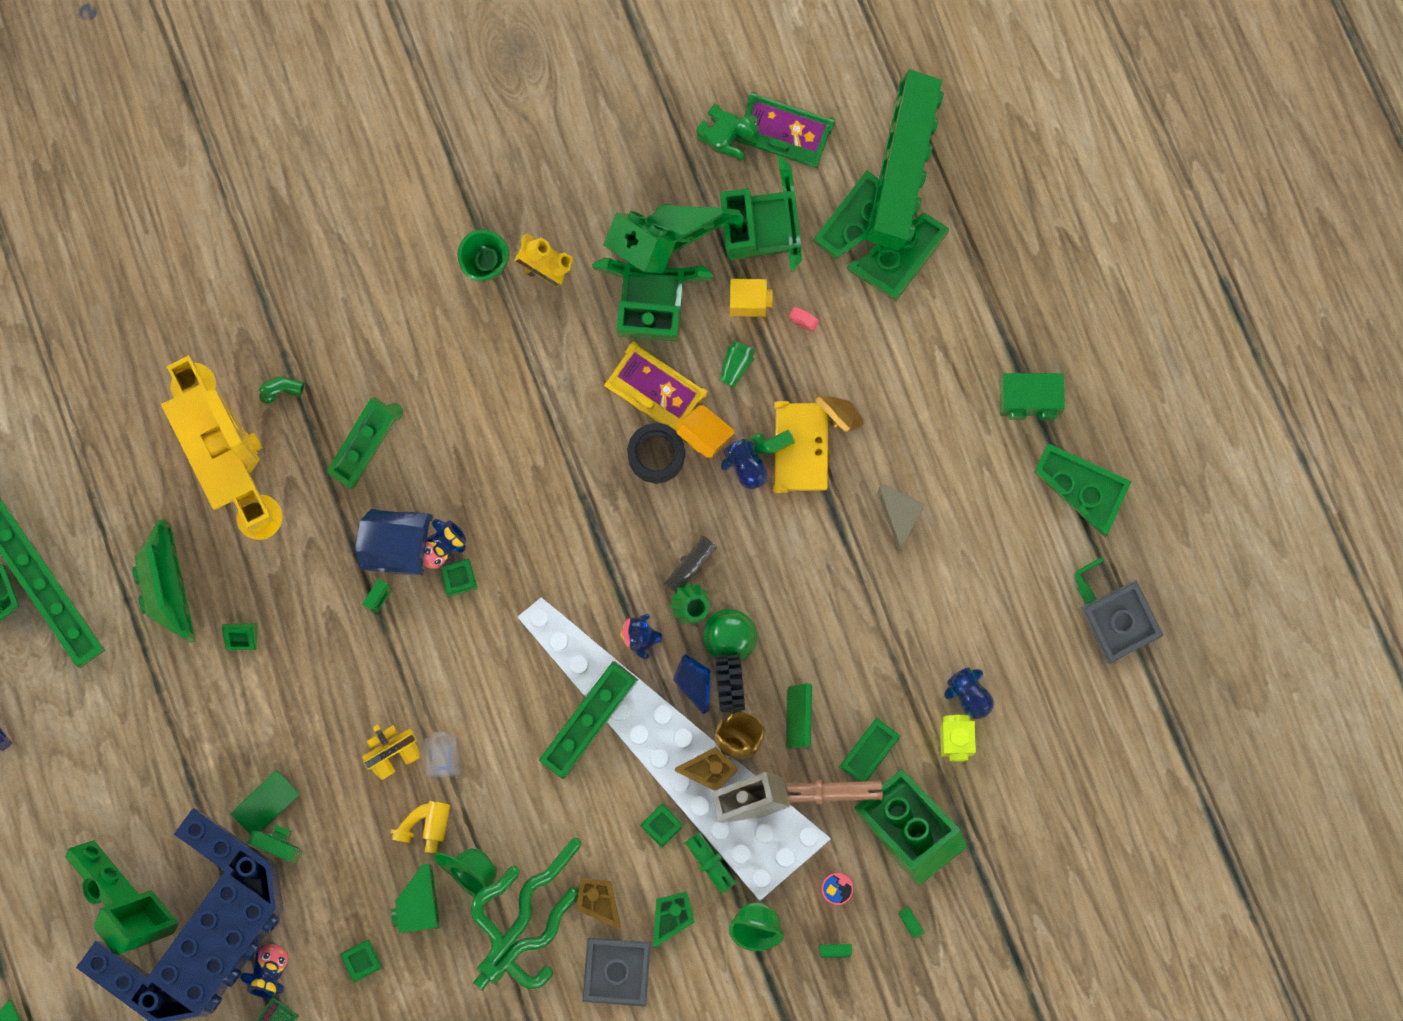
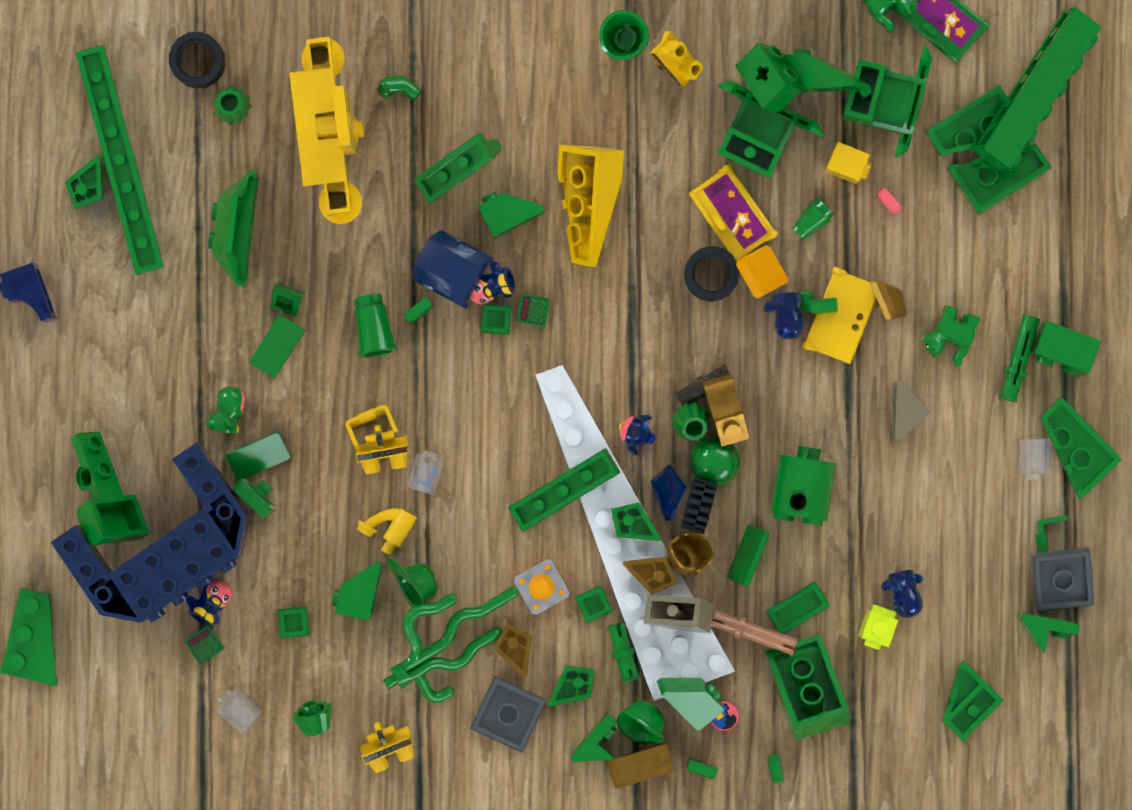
camera: 20 degrees right, 10 degrees up
(60, 413) = (193, 38): none -> black tyre
(118, 465) = (231, 104): none -> green piece
(219, 765) = (229, 408): none -> green animal
(246, 686) = (277, 346): none -> green slope
(337, 630) = (373, 327): none -> green plant
(362, 723) = (366, 417): none -> yellow piece
(432, 467) = (507, 212): none -> green slope
(493, 554) = (533, 310): none -> tile
(505, 413) = (591, 188): none -> yellow wedge
(602, 827) = (541, 586): none -> flat silver piece
(670, 725) = (633, 523): none -> green piece
(713, 974) = (590, 748): none -> green slope
(720, 578) = (725, 410): none -> pearl gold arch
(772, 972) = (640, 765): none -> pearl gold slope
(798, 881) = (692, 699): none -> slope
(826, 614) = (807, 477): none -> green cylinder
(918, 420) = (953, 331): none -> green animal
(992, 434) = (1016, 370): none -> green pin
(1044, 512) = (1033, 458): none -> clear brick
(1078, 780) = (969, 702): none -> green wing
(1118, 676) = (1039, 627): none -> green slope

